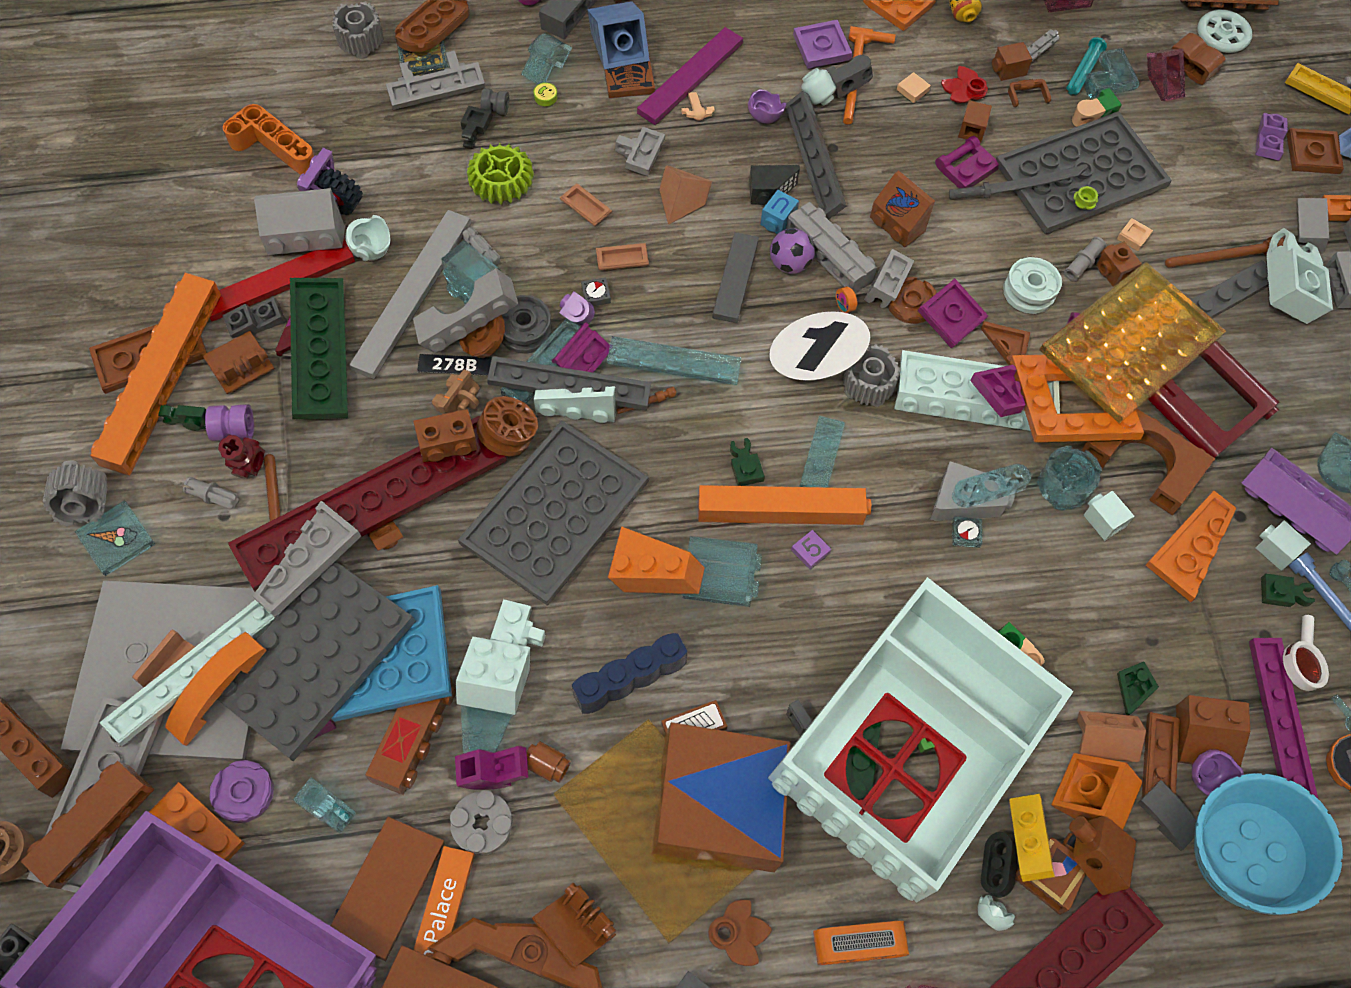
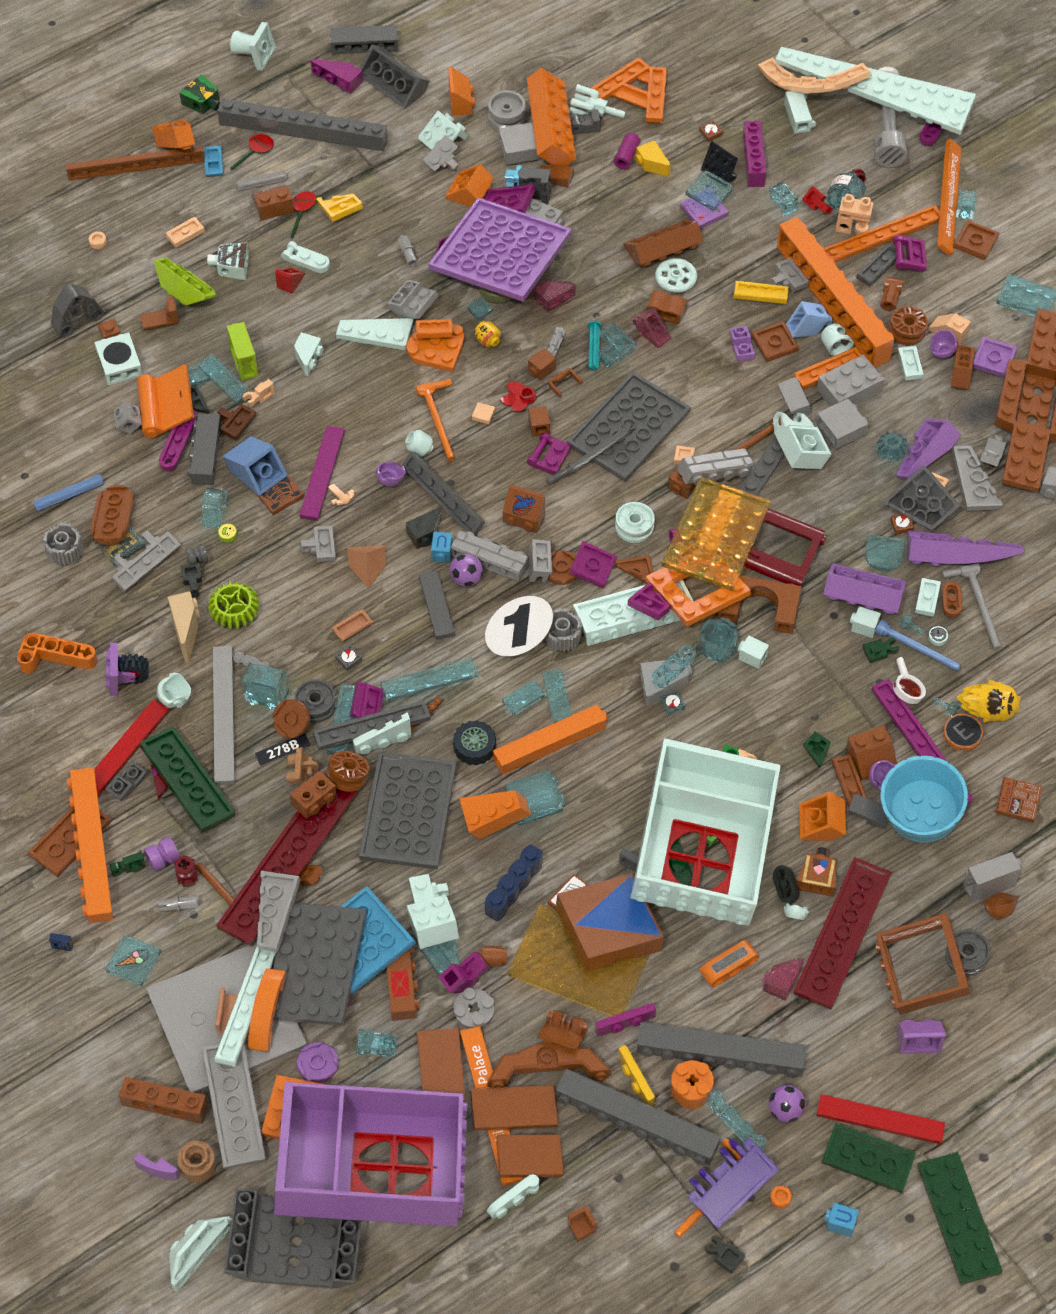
camera: 25 degrees left, 5 degrees down
(40, 467) = (61, 942): none -> dark blue tile
(75, 493) = (96, 942): light grey brick -> none
(86, 825) = (244, 1117): dark orange brick -> none
(238, 362) = (137, 814): dark orange hinge -> none
(299, 221) = (121, 701): light grey slope -> none
(428, 167) = (185, 615): none -> tan slope
(490, 298) = (291, 693): light grey arch -> none
(577, 309) = (344, 674): plate -> none
(585, 204) = (305, 600): nougat tile -> none
(685, 464) = (474, 742): none -> black wheel
(685, 955) = (630, 1018): none -> magenta plate
(744, 933) = (660, 991): dark orange plate -> none
(746, 467) = (512, 726): dark green plate -> none
(778, 436) = (523, 697): none -> clear light blue plate
(811, 549) = (582, 758): medium lavender tile -> none
(822, 44) = (403, 408): medium lavender plate -> none
(846, 299) = (518, 587): orange tile -> none
(851, 75) = (438, 424): dark grey leg -> none
(1031, 838) = (796, 859): yellow plate -> none
(1085, 258) = (659, 488): light grey pin -> none
(1086, 198) = (641, 442): lime plate -> none
(1097, 108) = (614, 378): light nougat leg -> none
(1104, 853) = (839, 847): dark orange torso -> none
(1111, 736) = (815, 782): nougat panel -> none
(1171, 259) = (715, 466): none -> light grey brick
(1188, 552) = (812, 649): orange wing -> none

